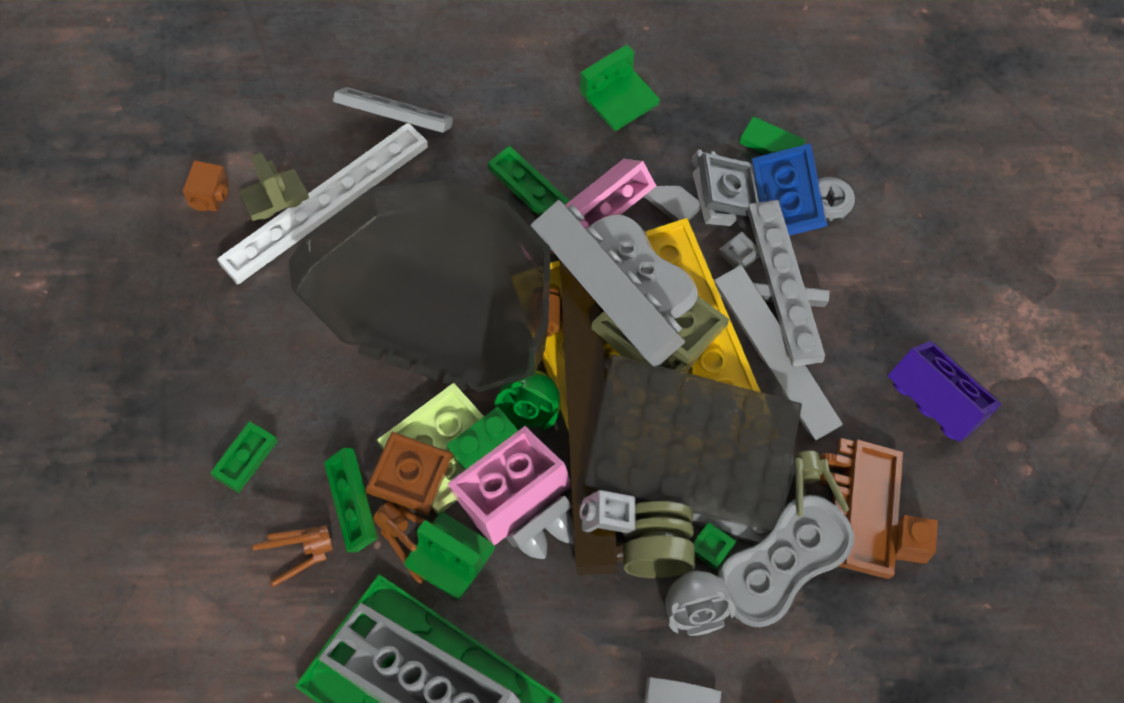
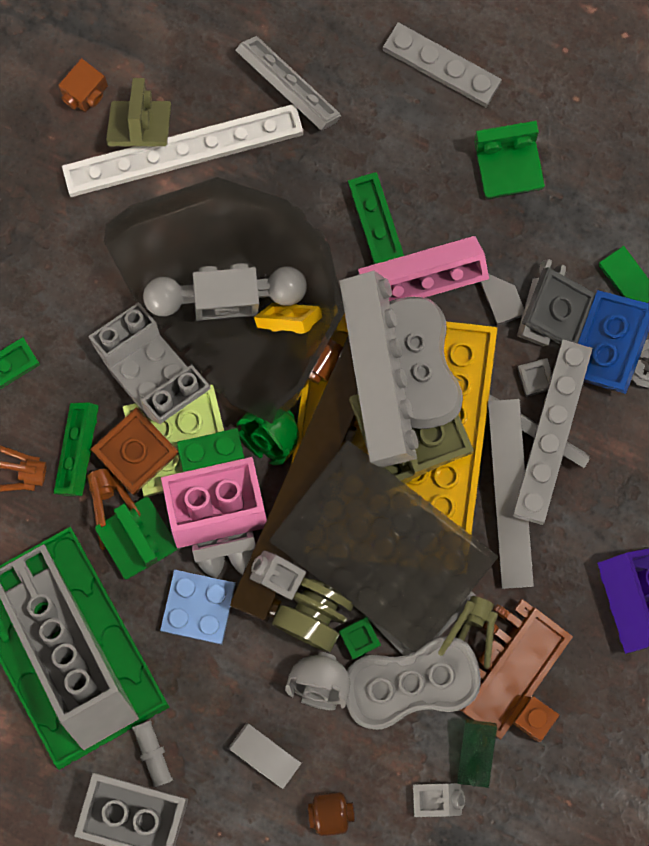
camera: 30 degrees right, 15 degrees up
(381, 393) = (147, 365): none -> light grey slope
(425, 292) = (225, 292): none -> light grey brick
(488, 294) = (288, 318): none -> yellow plate
(519, 46) = (442, 65): none -> light grey plate
(542, 592) = (198, 607): none -> light blue plate
(869, 660) = (438, 800): none -> light grey bracket
(880, 598) = (477, 753): none -> clear green tile

